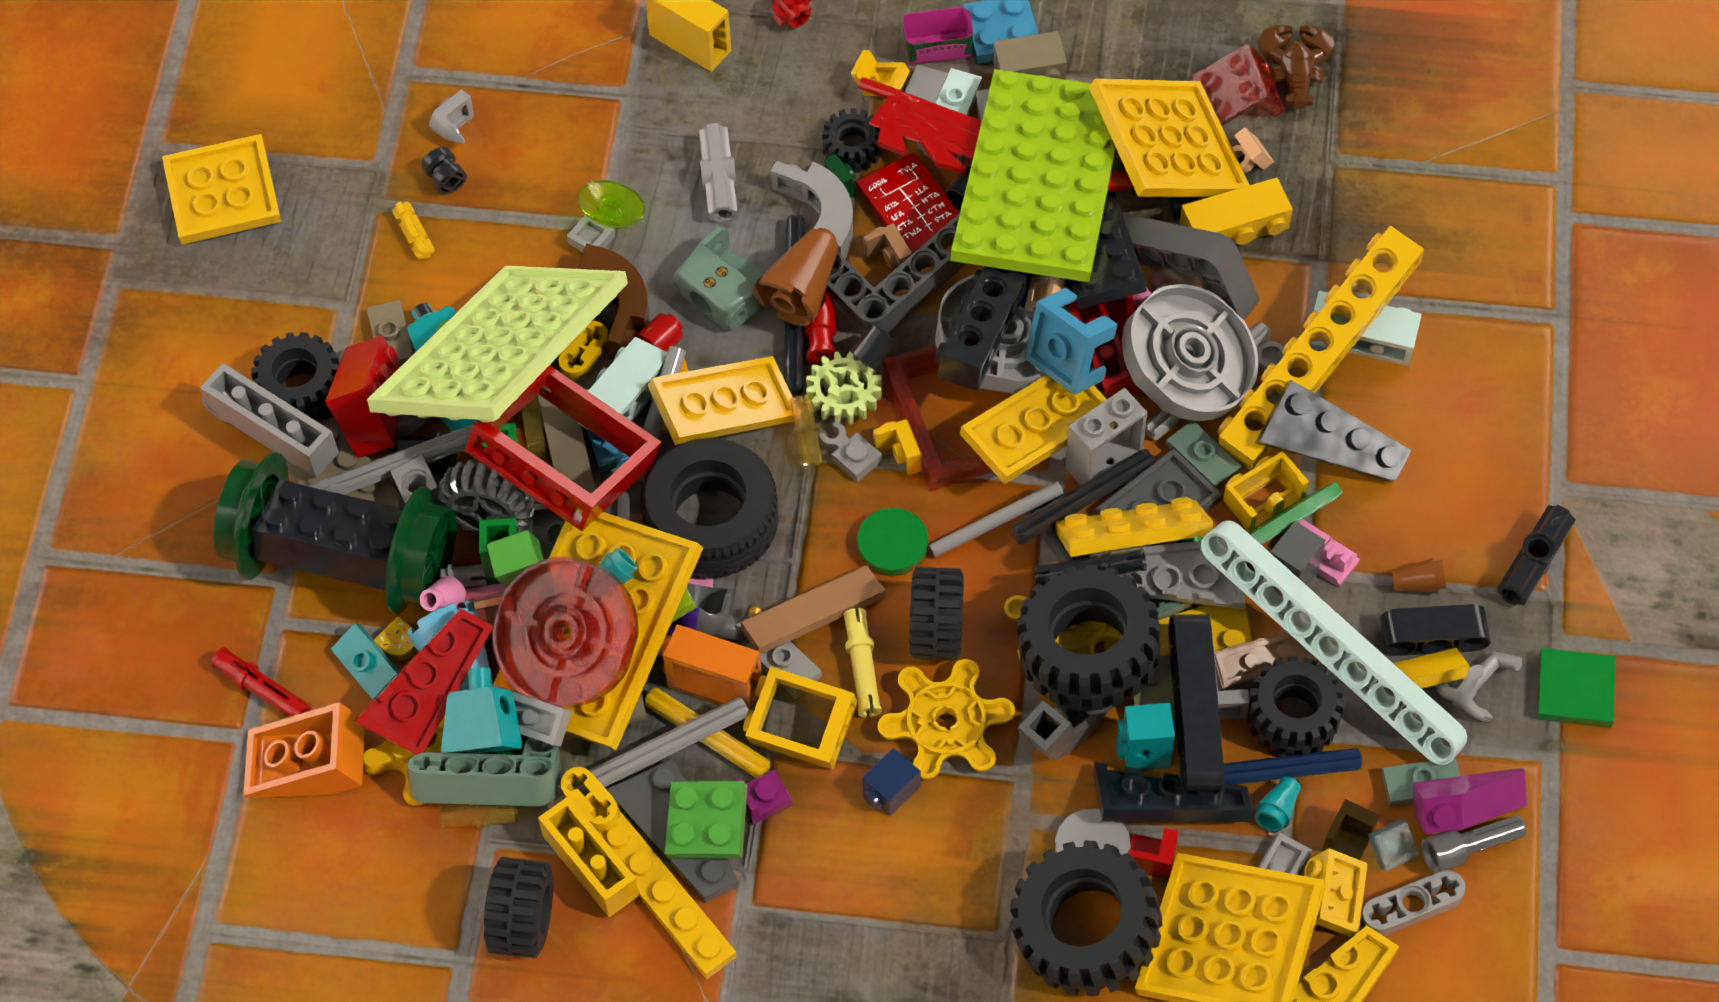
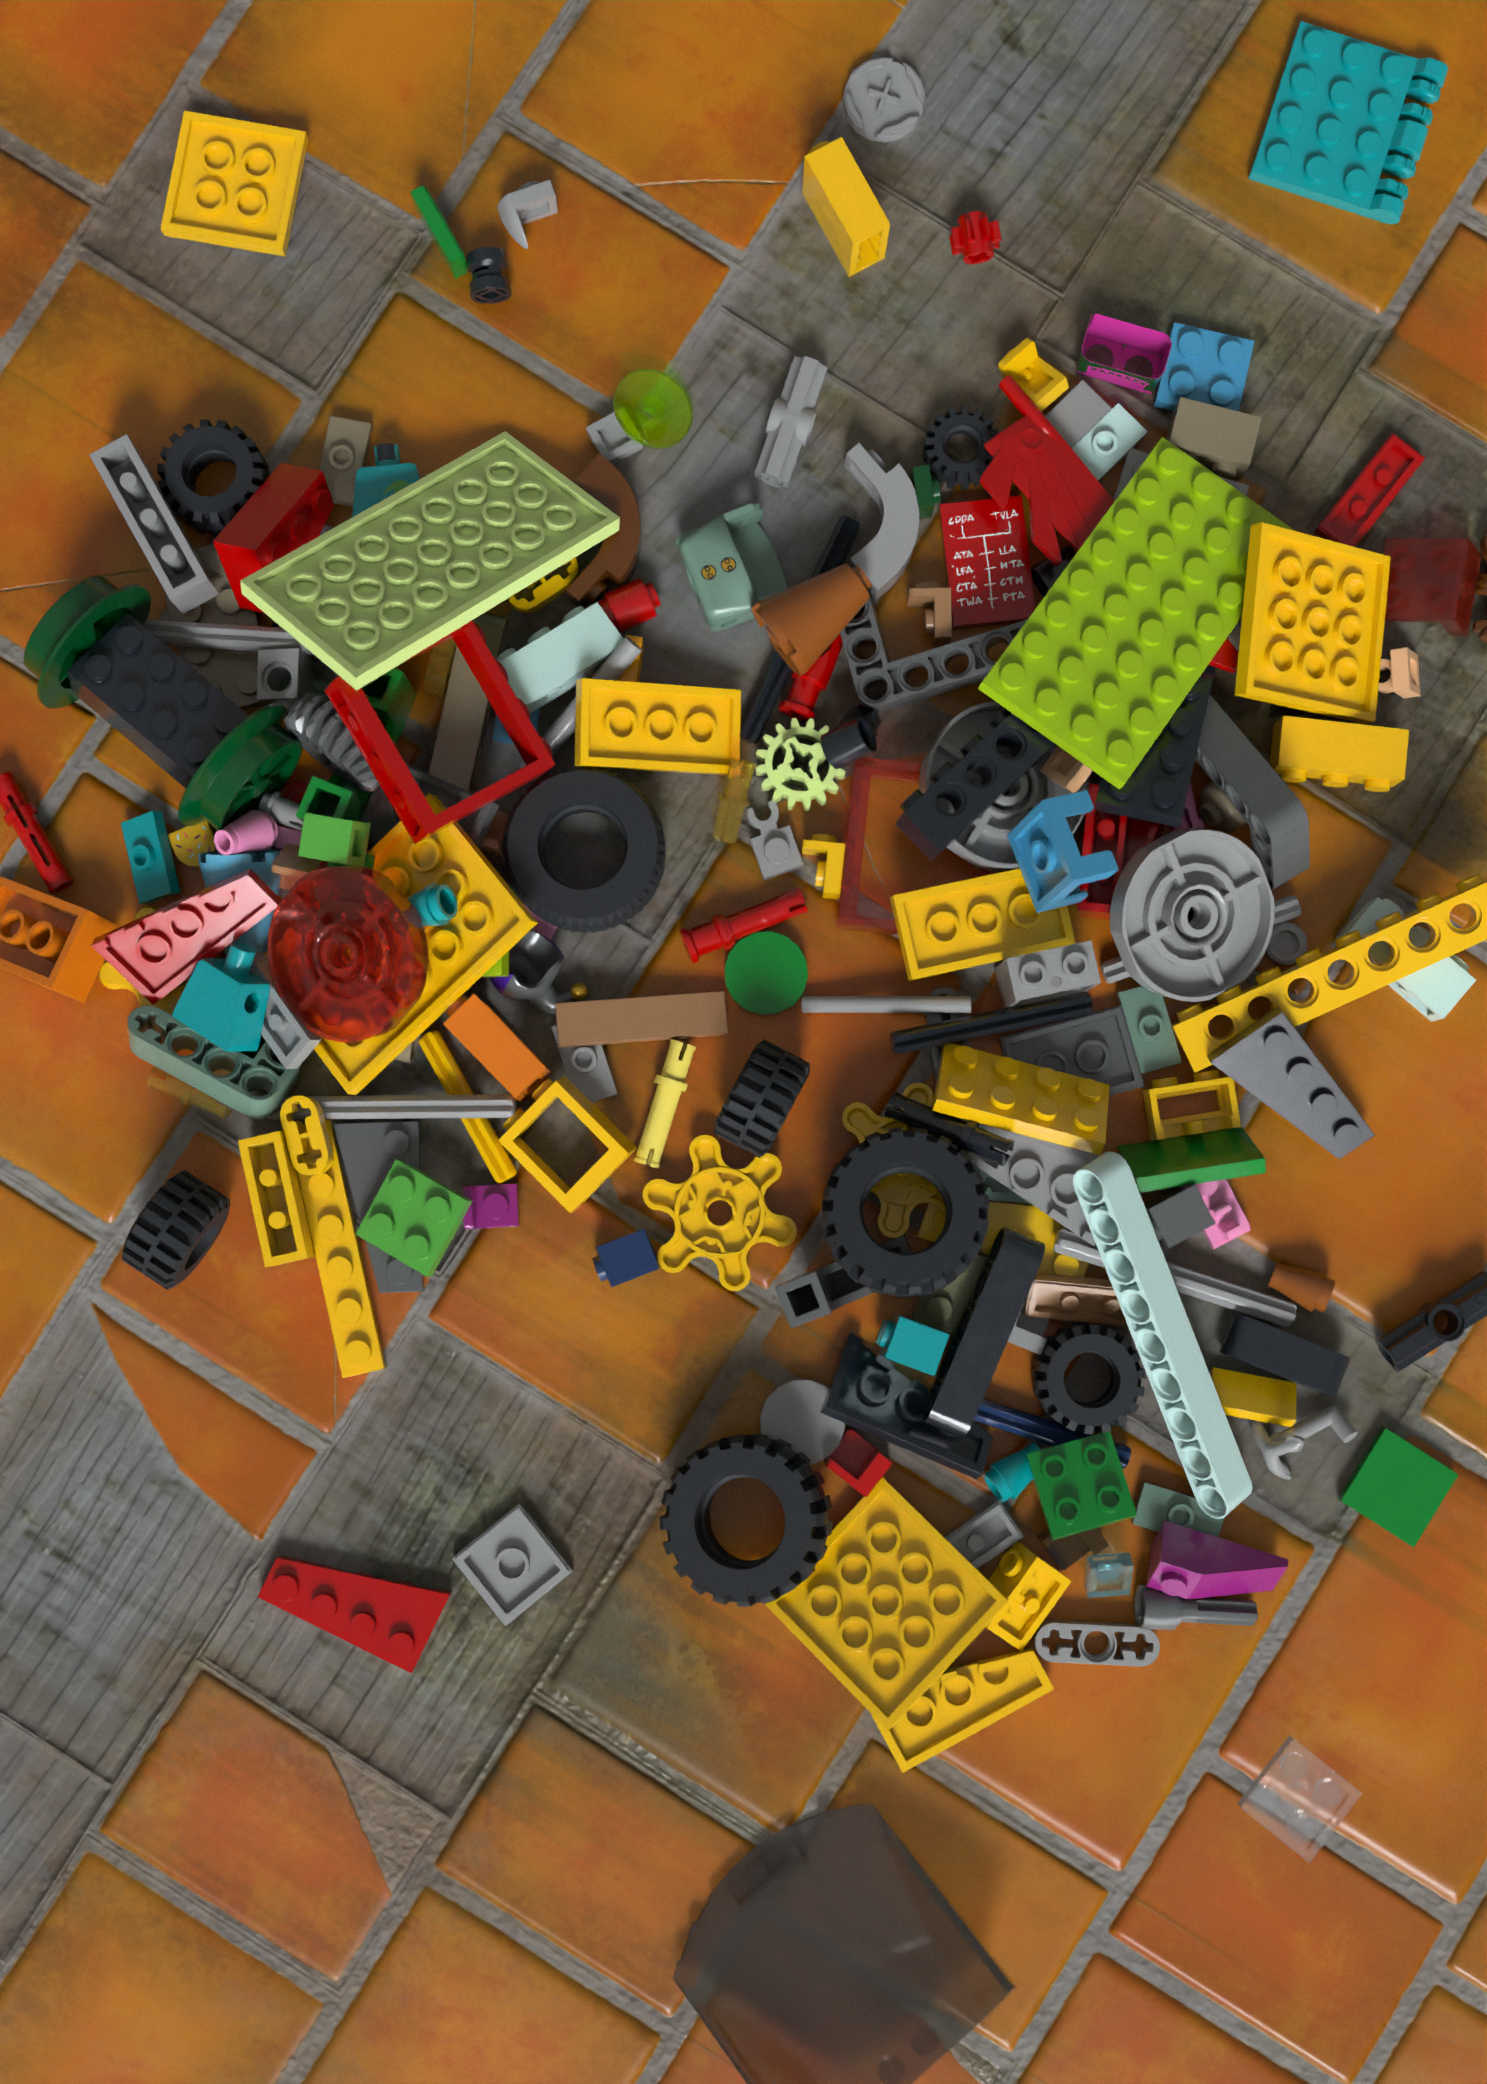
camera: 20 degrees right, 25 degrees up
(393, 157) = (439, 231): none -> green tile
(413, 230) = (424, 337): yellow axle -> none
(845, 523) = (723, 930): none -> red pin
(1165, 46) = (1370, 492): none -> red tile
(1332, 779) = (1081, 1485): none -> green plate
(1347, 608) = (1194, 1284): none -> light grey axle
(1637, 943) = (1299, 1798): none -> clear plate

